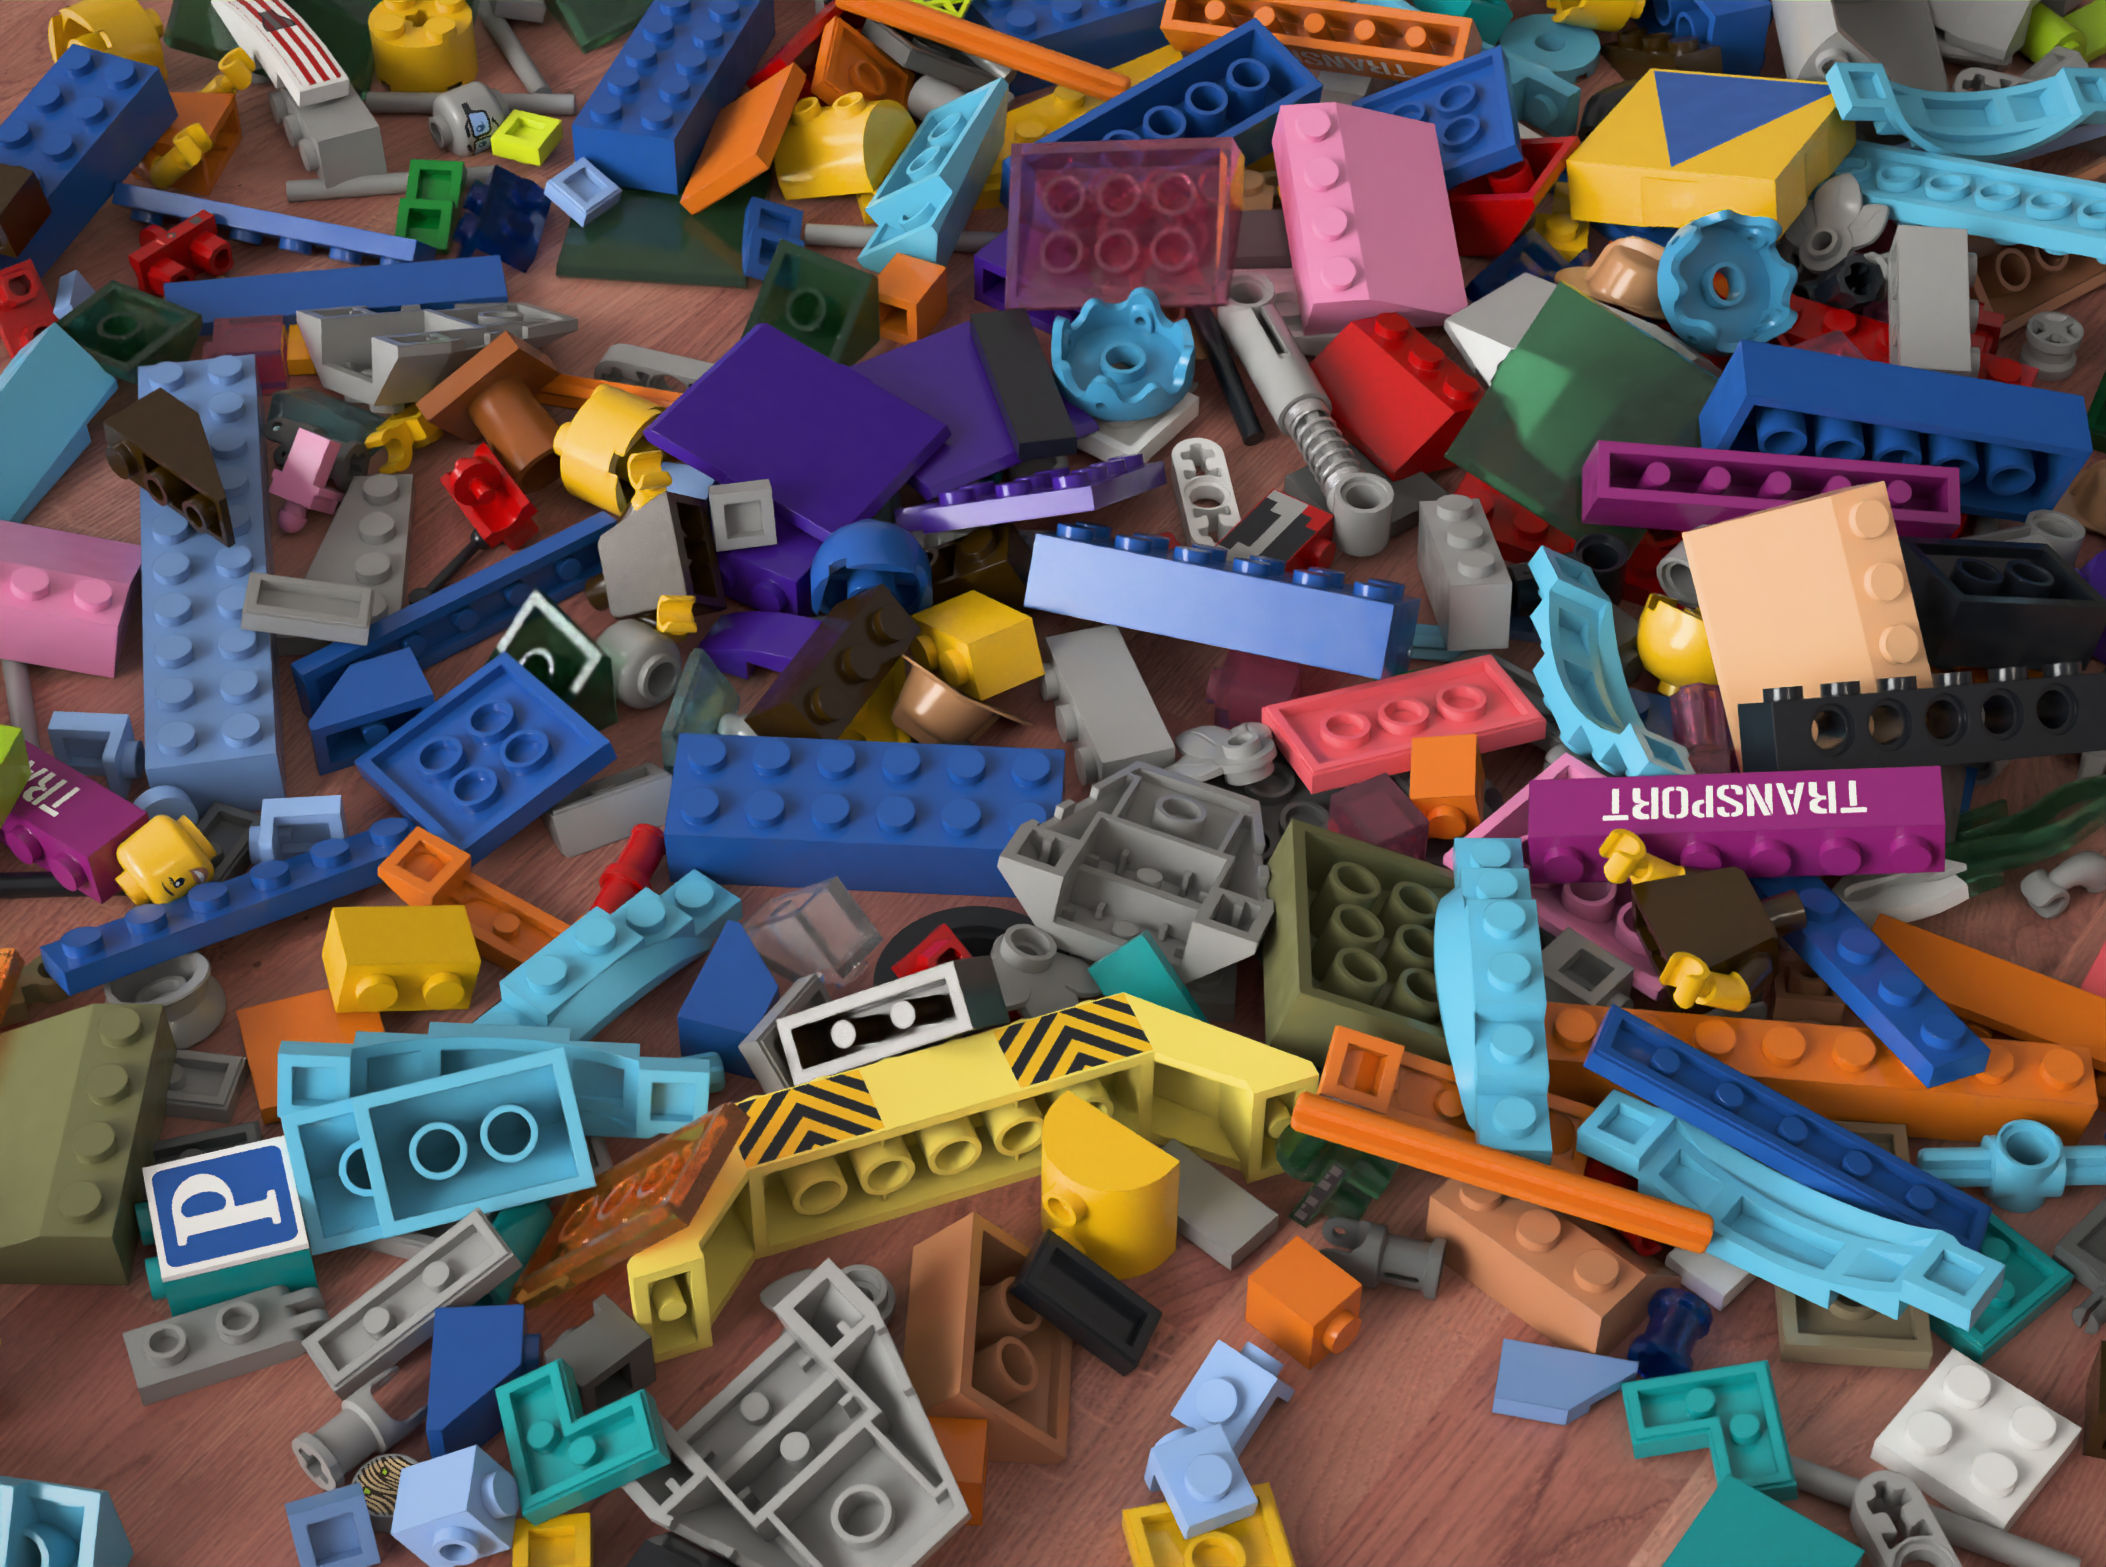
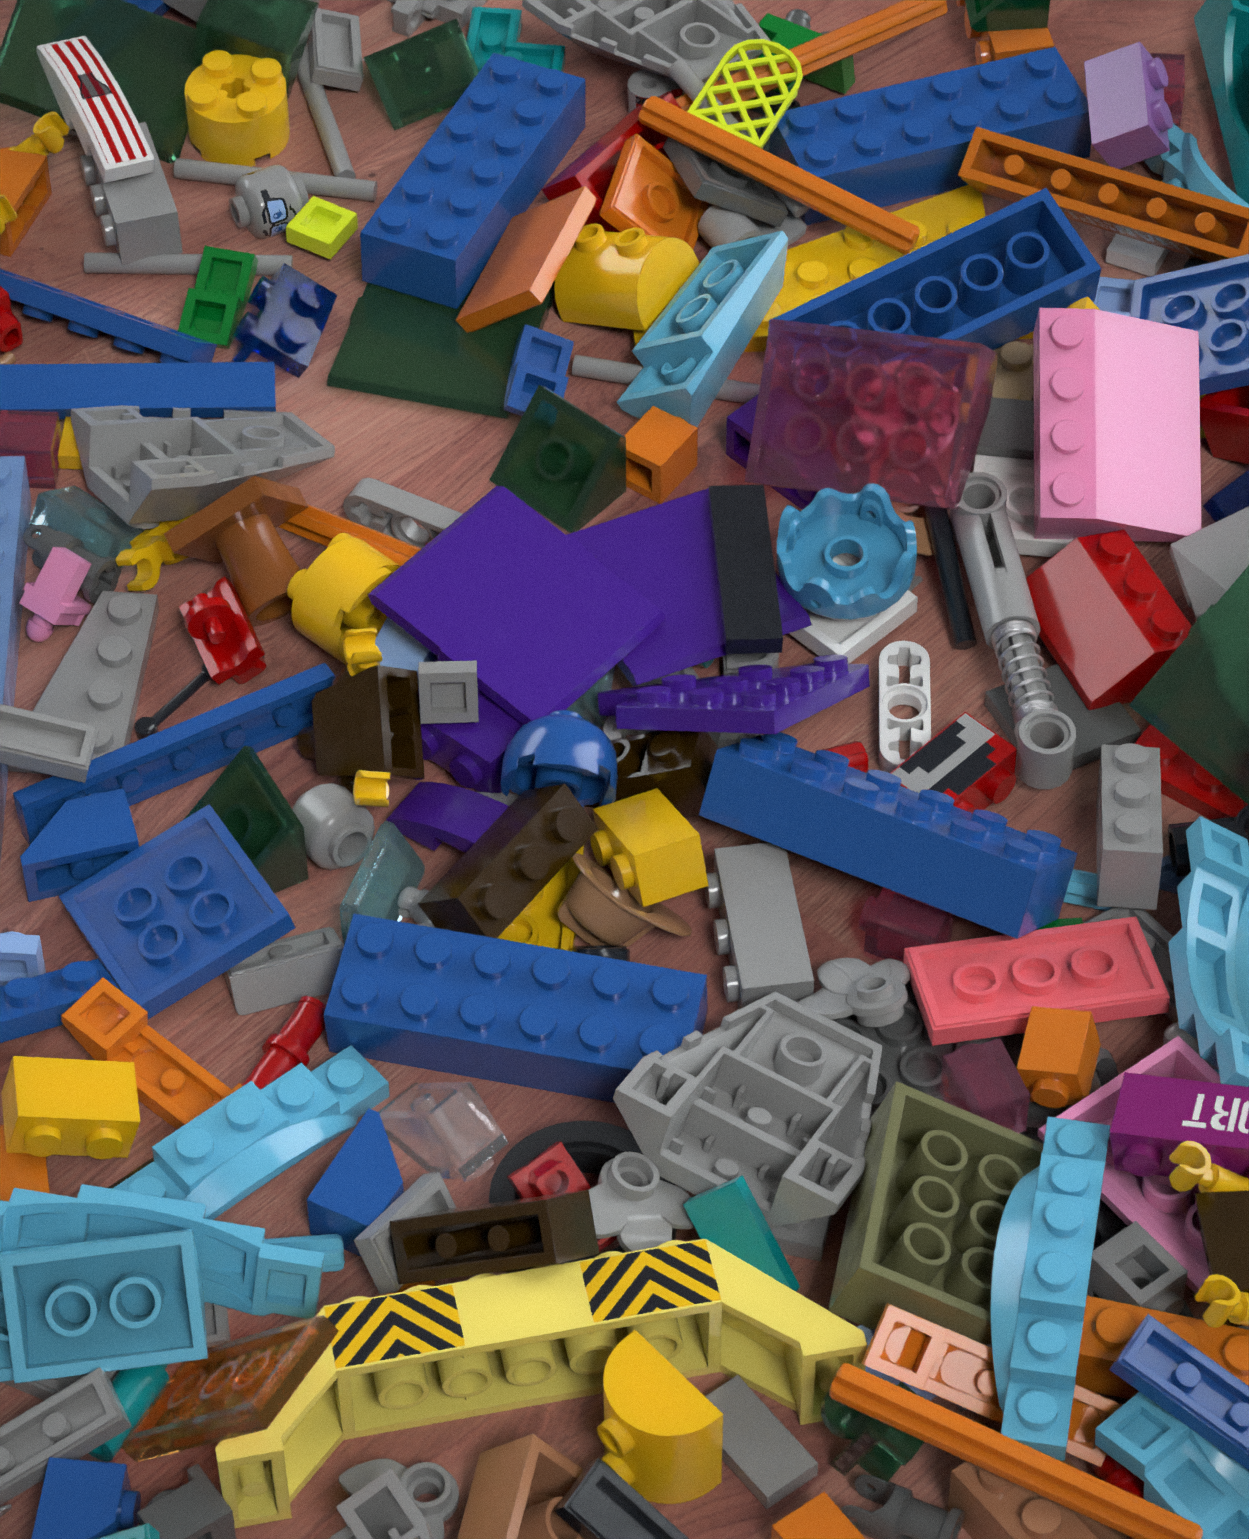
camera: 10 degrees right, 5 degrees up
(582, 191) = (364, 299): light blue tile -> none

